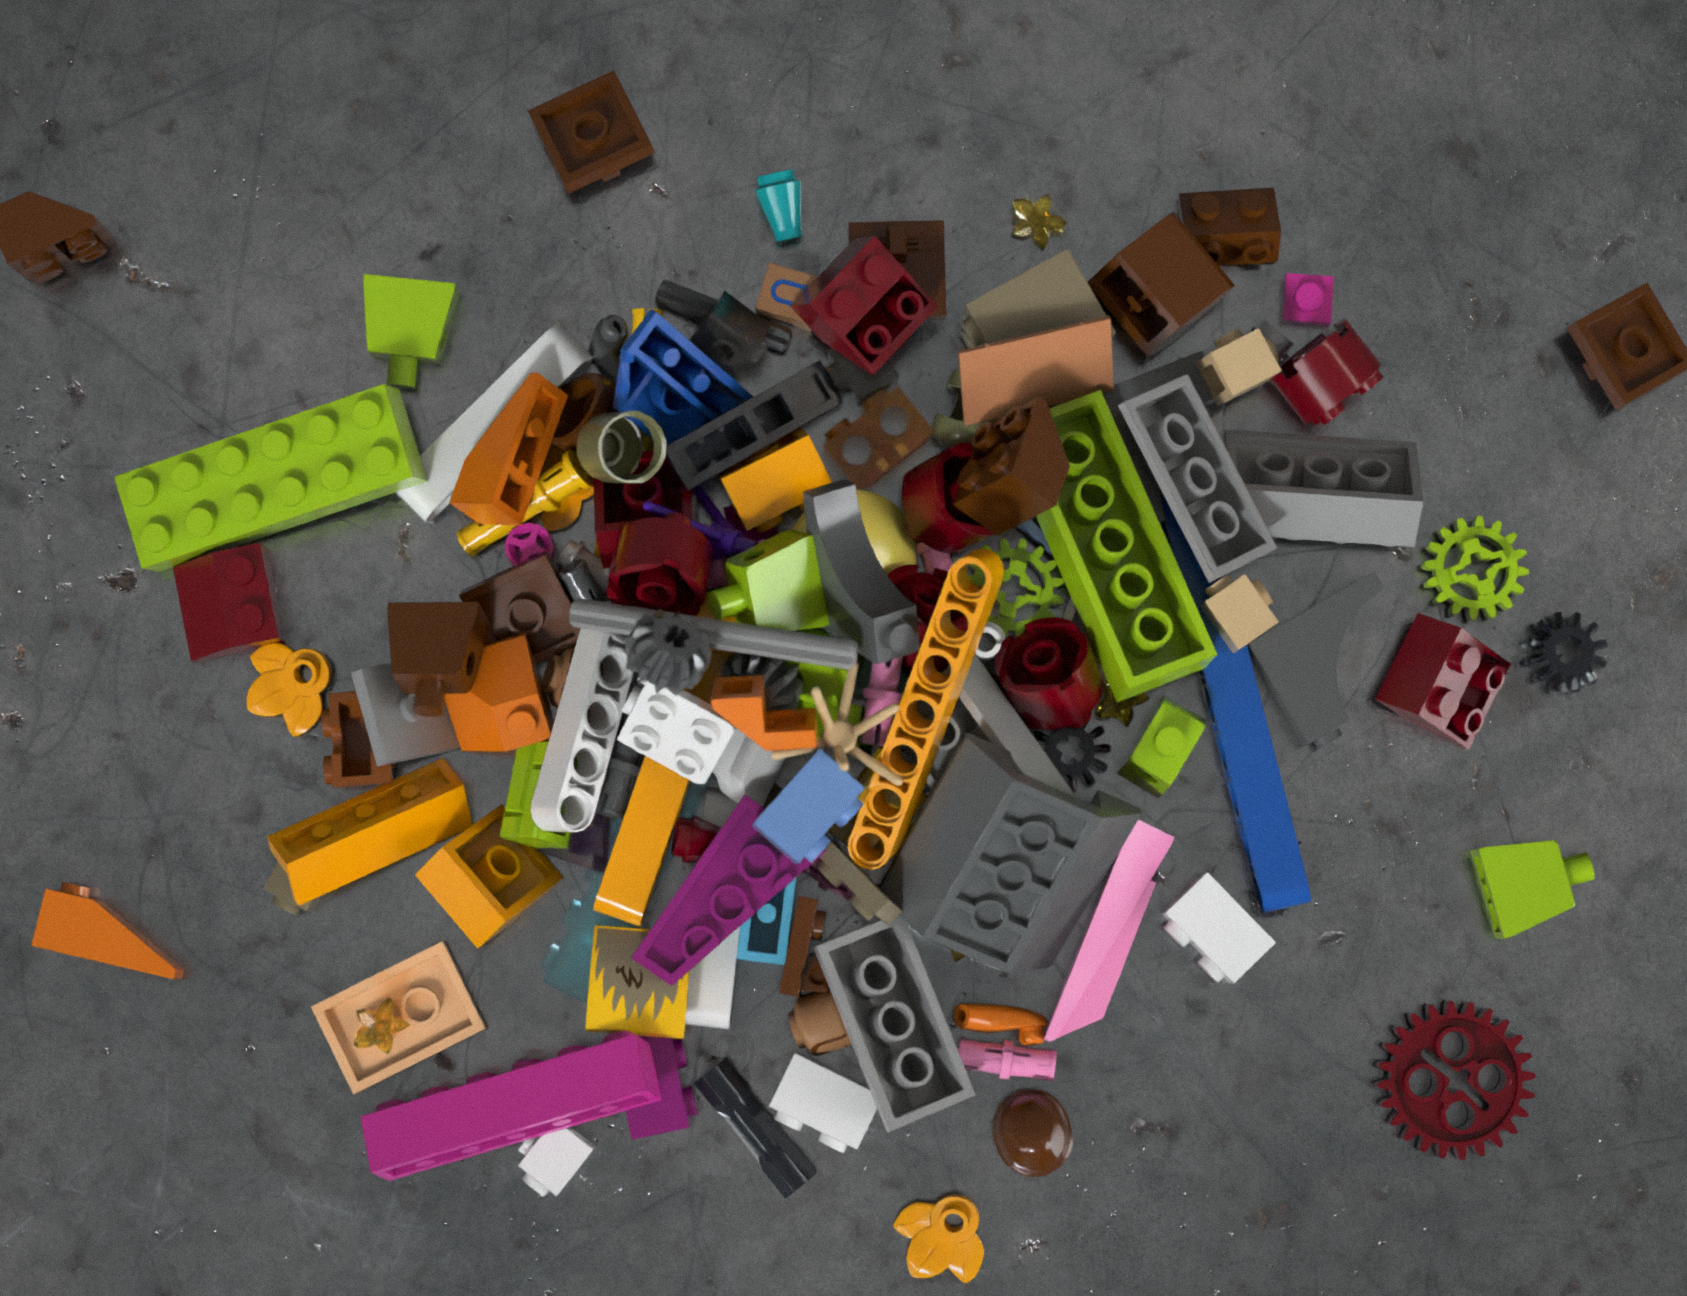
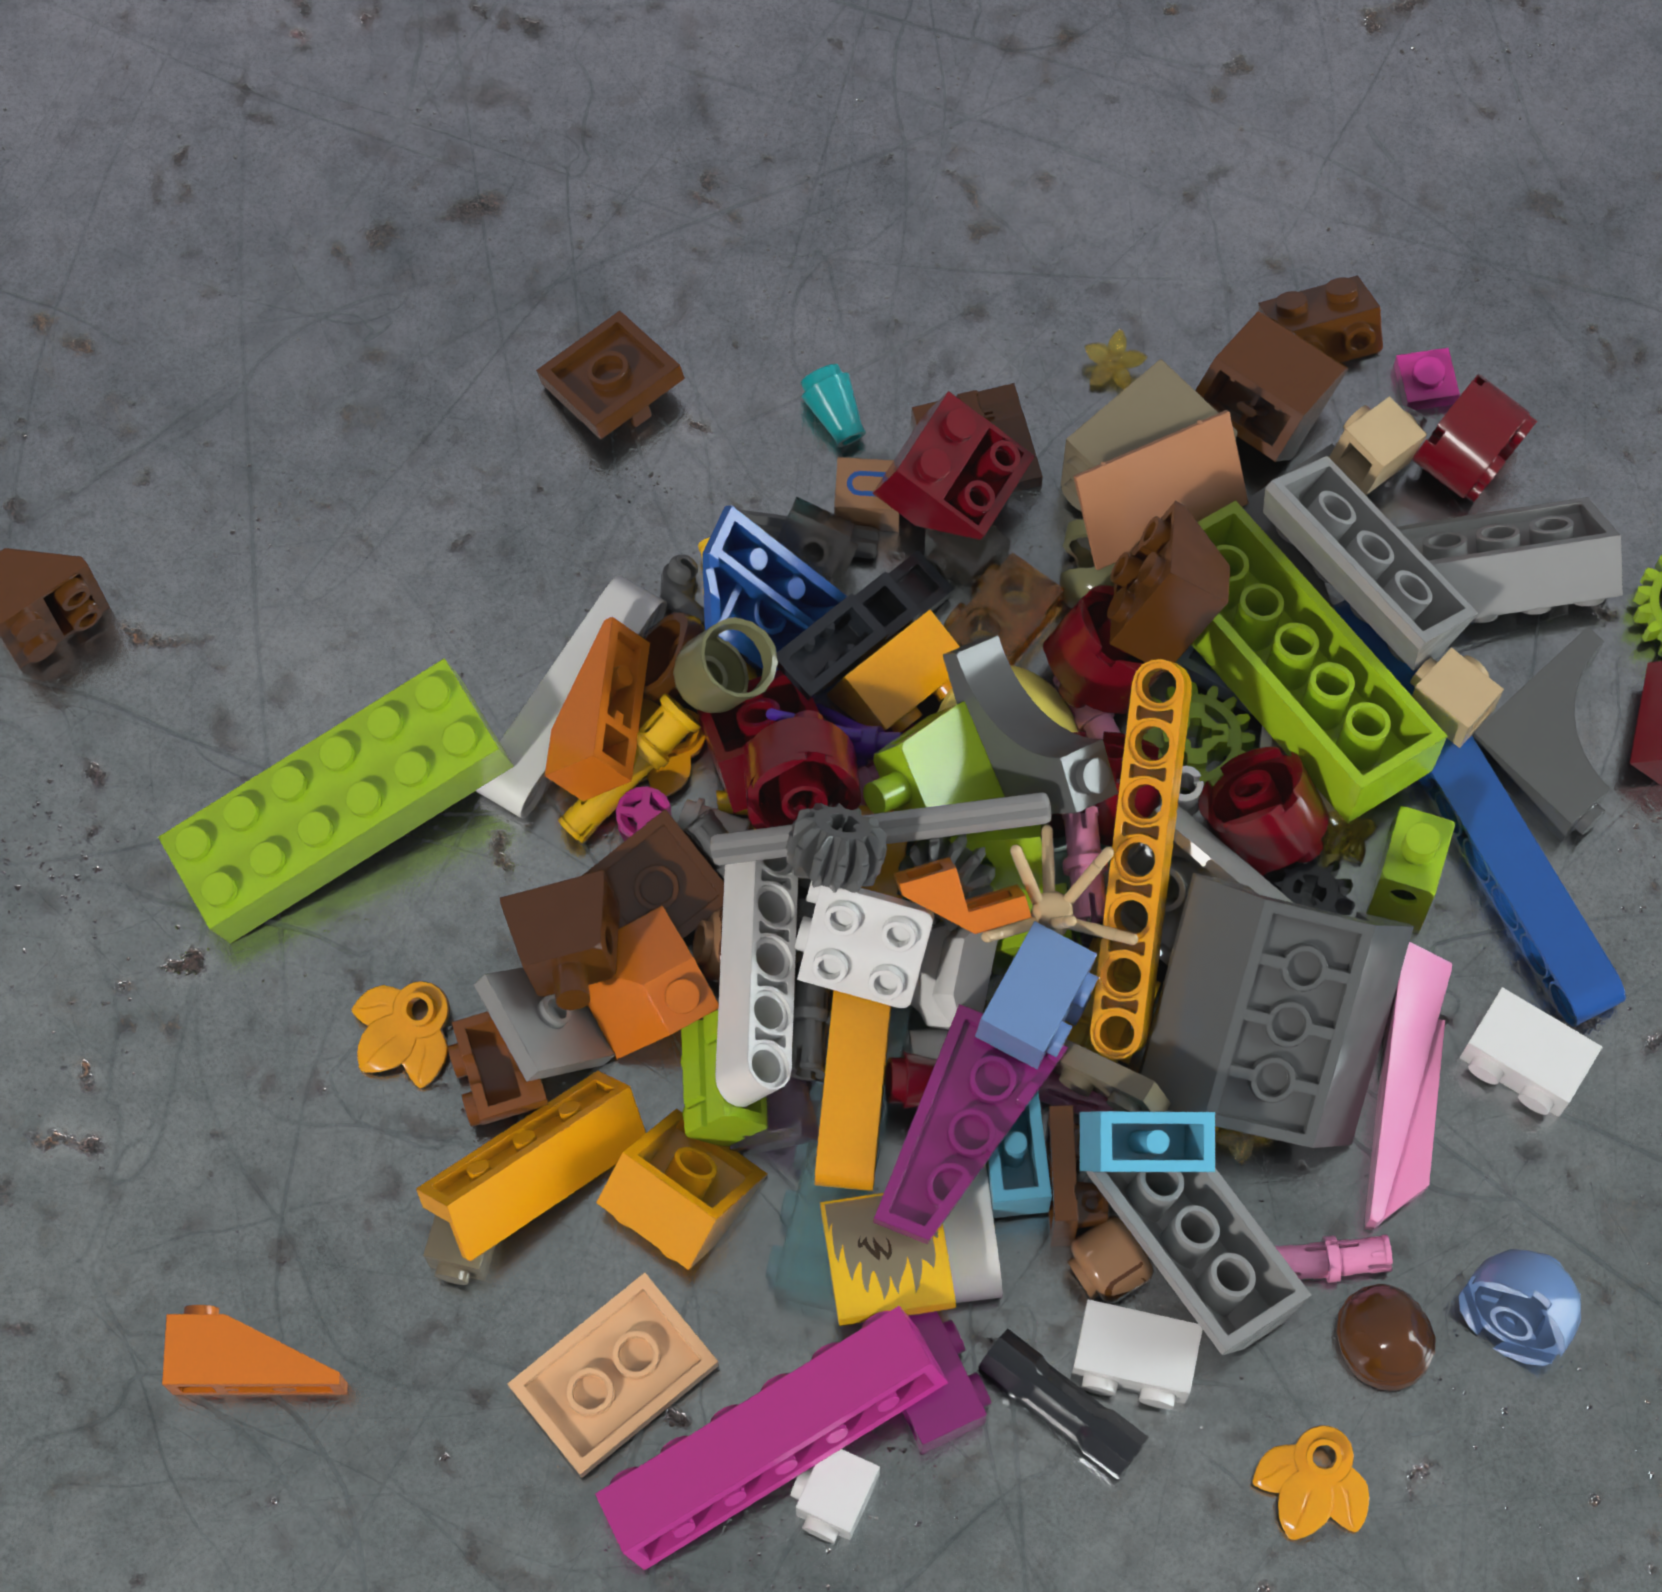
camera: 10 degrees left, 15 degrees down
(229, 602) = (314, 953): dark red slope -> none
(378, 1027) = (594, 1383): clear yellow plant -> none
(407, 323) = (454, 609): lime torso -> none
(868, 949) = (1147, 1141): none -> medium azure brick
(1001, 1018) = (1315, 1214): orange arm -> none
(1152, 1136) = (1524, 1303): none -> medium blue cylinder

